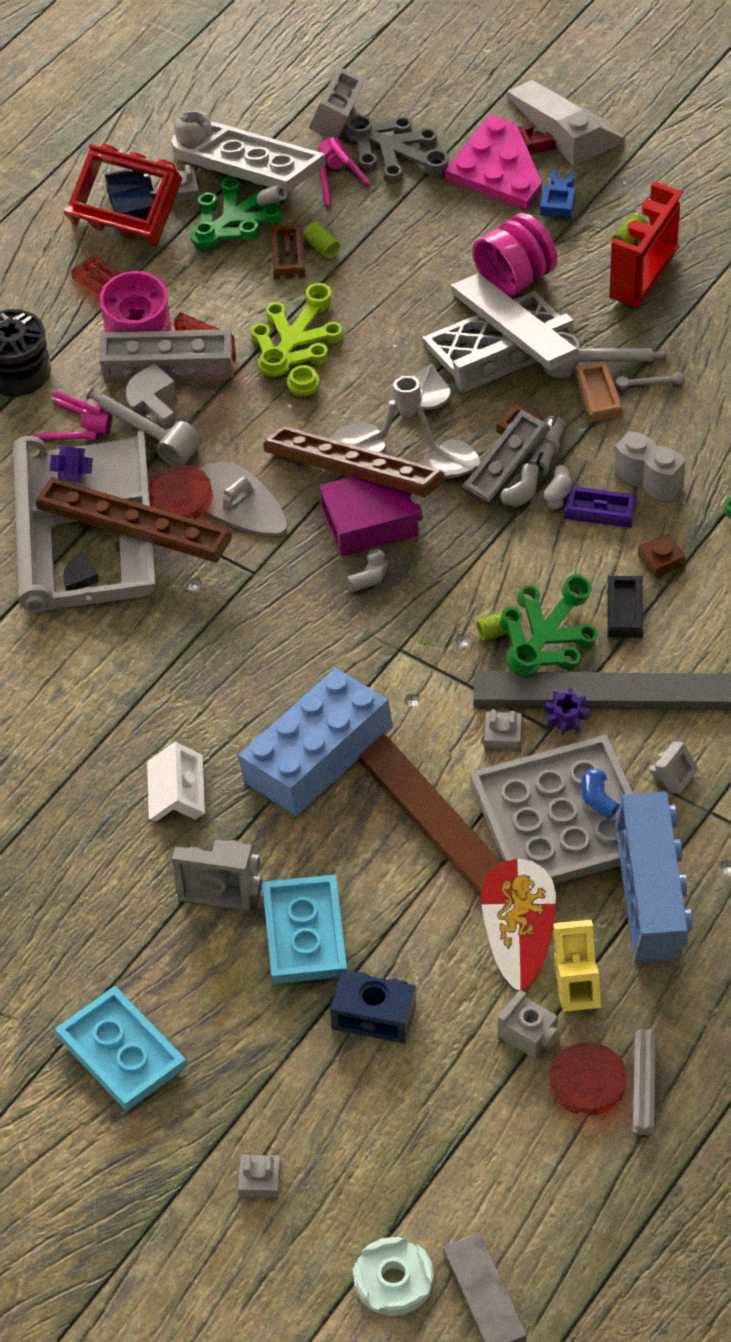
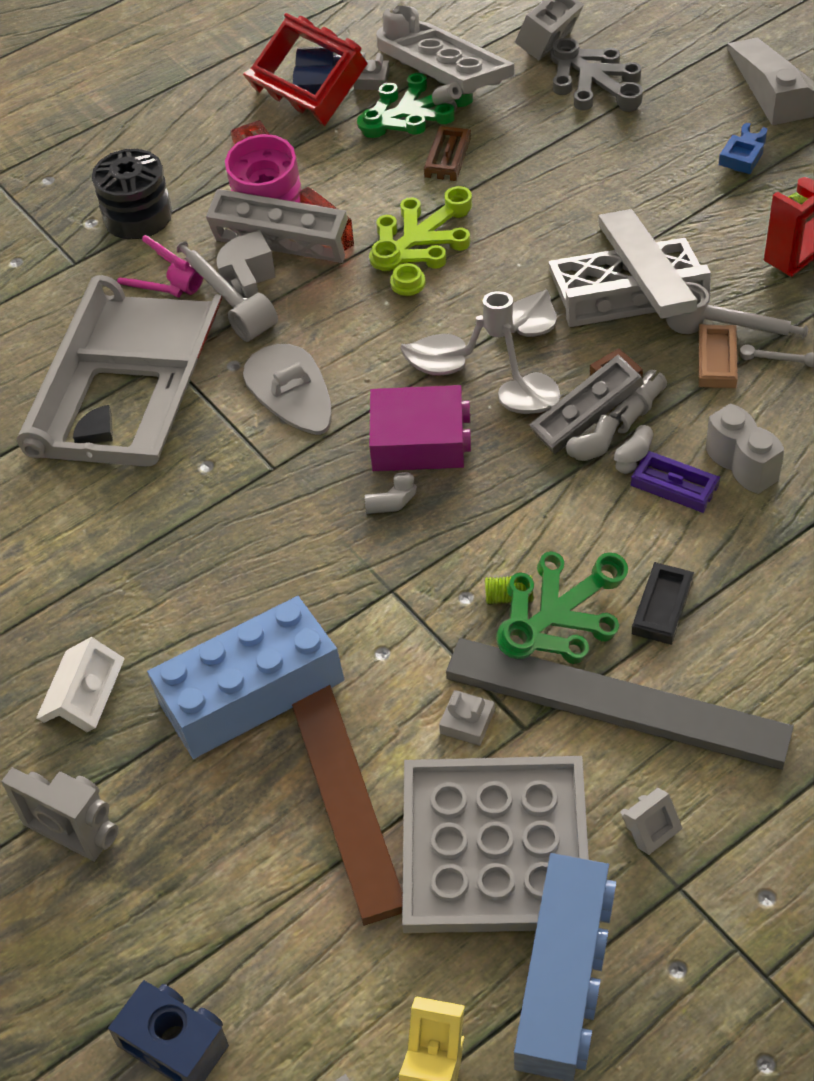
camera: 20 degrees right, 0 degrees up
(71, 464) = (132, 313): dark purple gear -> none
(134, 519) = (168, 384): reddish brown tile -> none
(181, 491) = (231, 368): clear red tile -> none
(304, 929) = (136, 907): medium azure plate -> none
(321, 240) = (484, 147): lime piece -> none
(336, 158) = (529, 73): dark pink plant -> none
(354, 461) = (420, 373): reddish brown tile -> none
(497, 164) = (691, 109): dark pink plate -> none
(515, 254) = (673, 195): dark pink wheel -> none
(518, 919) = (384, 967): shield -> none
(536, 140) = (740, 94): dark red tile -> none
(563, 701) = (550, 724): dark purple gear -> none
(593, 793) = (537, 826): blue arm -> none
(661, 555) = (726, 553): reddish brown plate -> none

